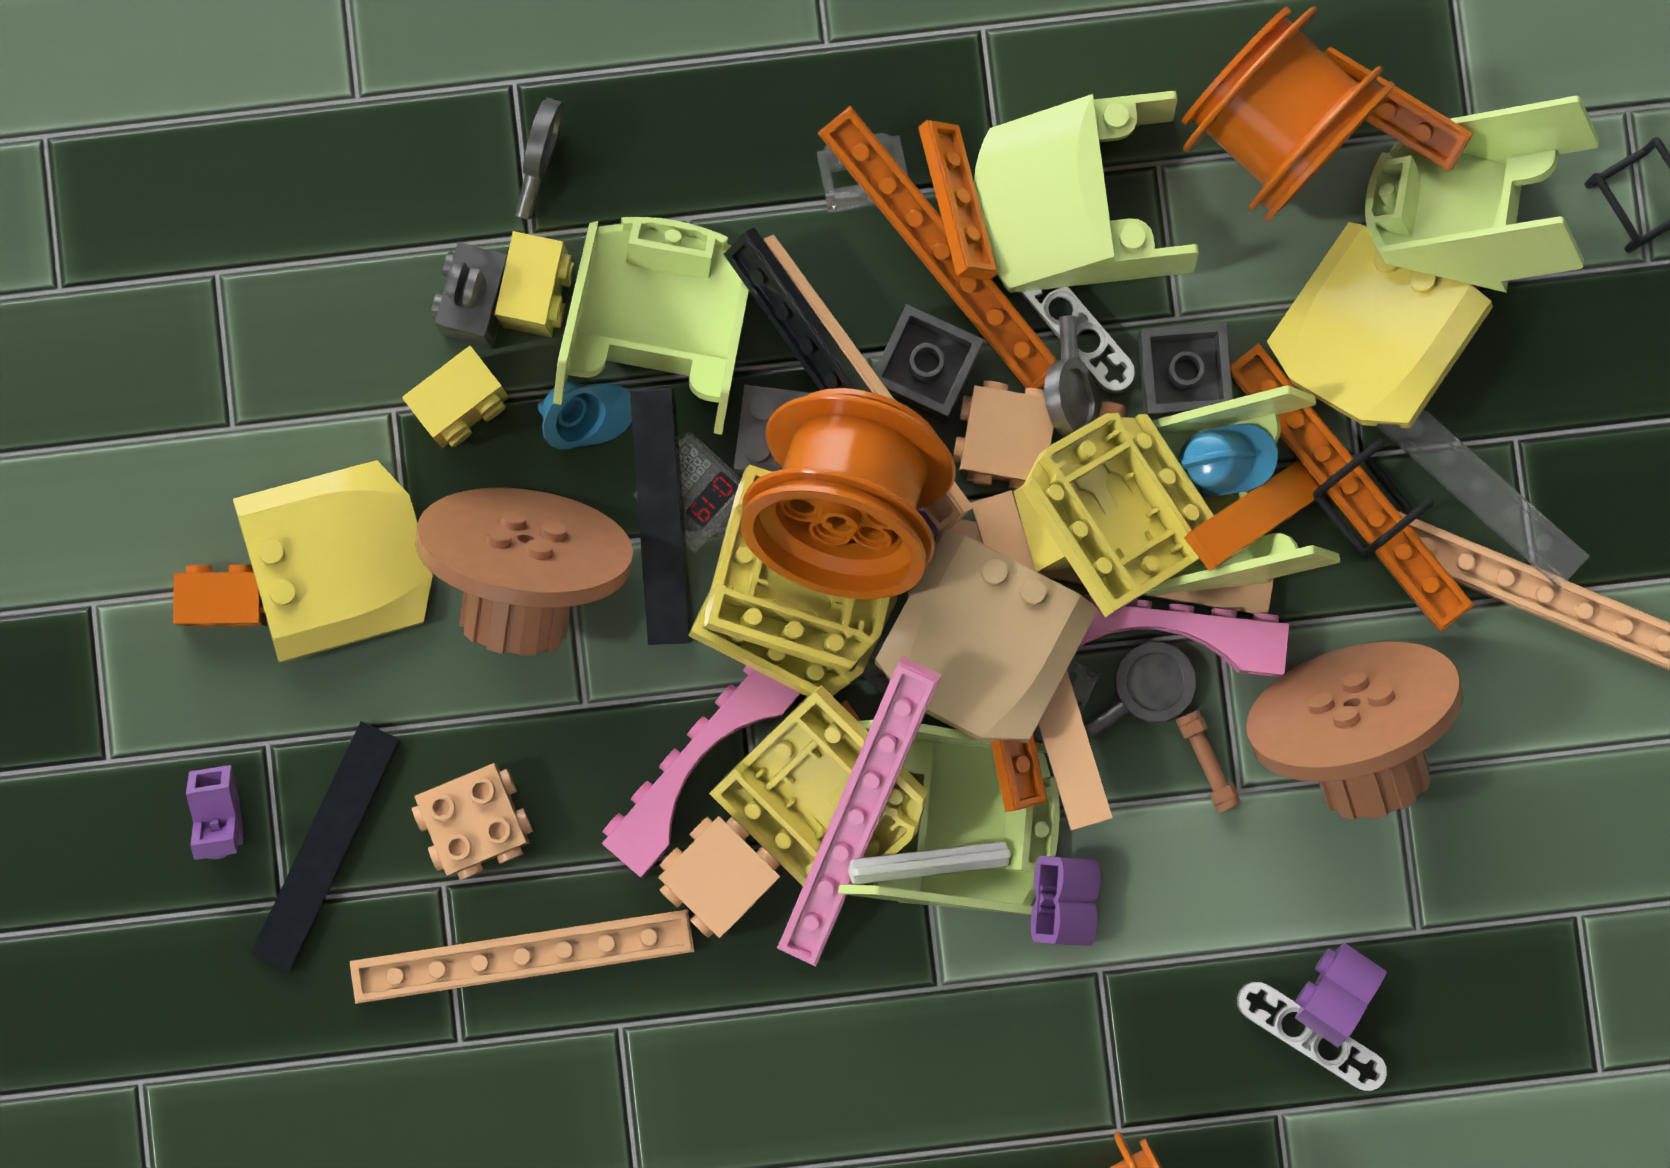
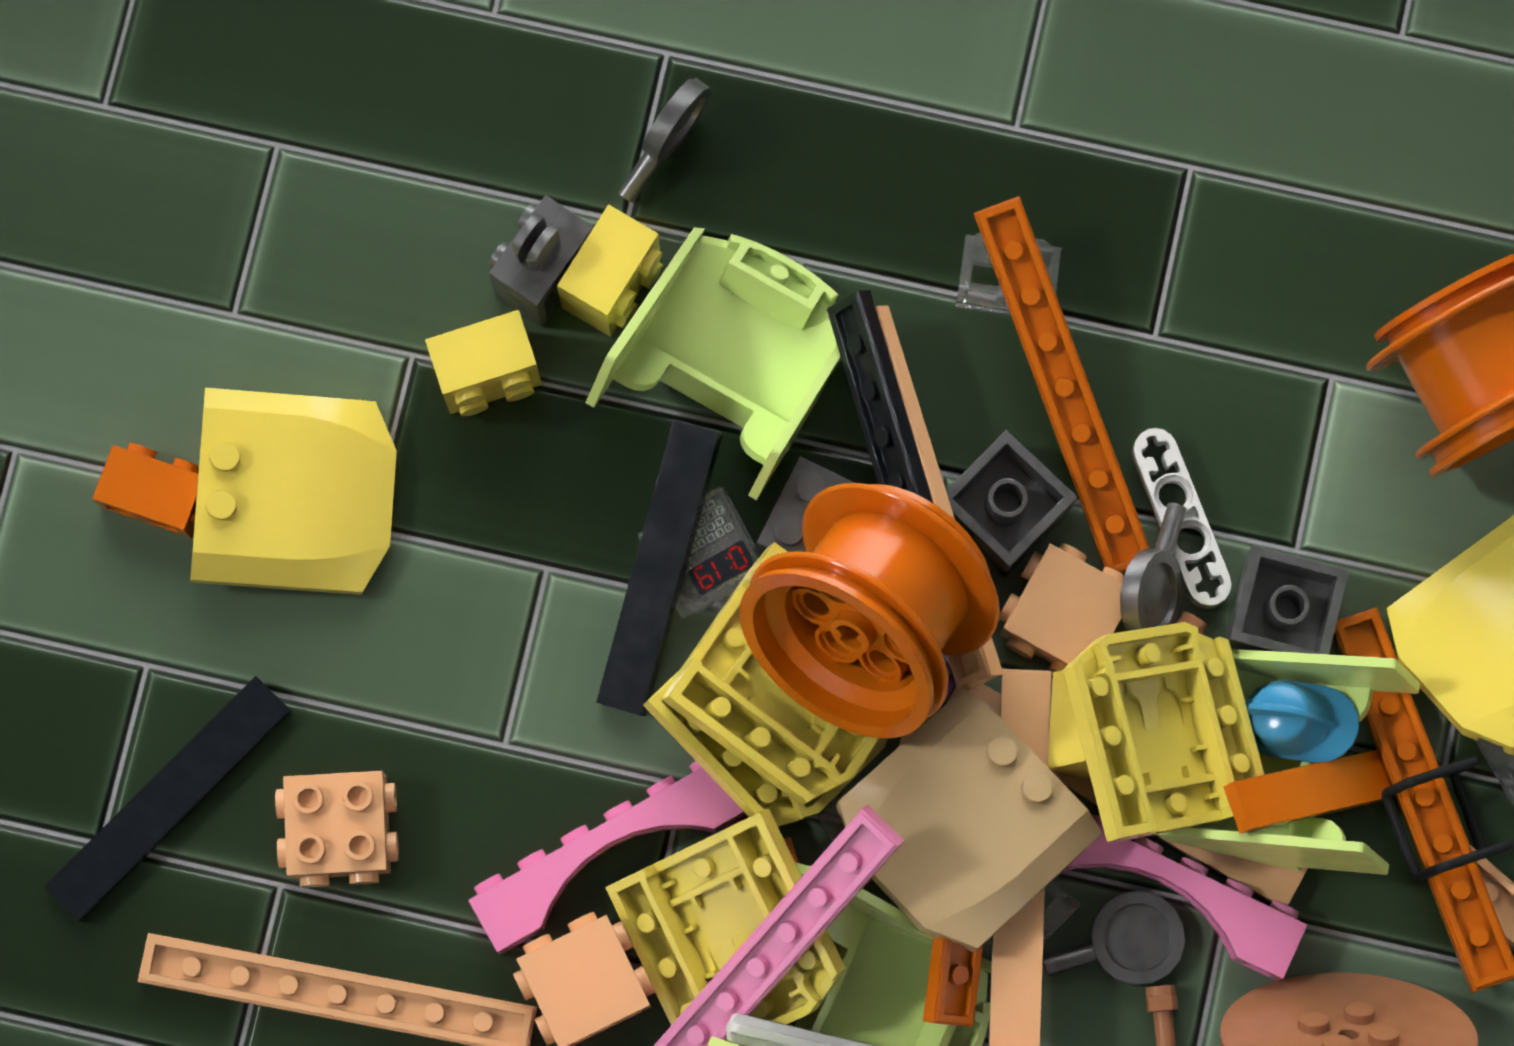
camera: 15 degrees right, 5 degrees down
(214, 812) = (61, 719): medium lavender brick -> none
(521, 562) = (489, 563): nougat piece -> none
(586, 415) = (617, 430): dark azure piece -> none
(957, 200) = (1100, 339): orange tile -> none
(1049, 203) = (1197, 373): yellowish green windscreen -> none

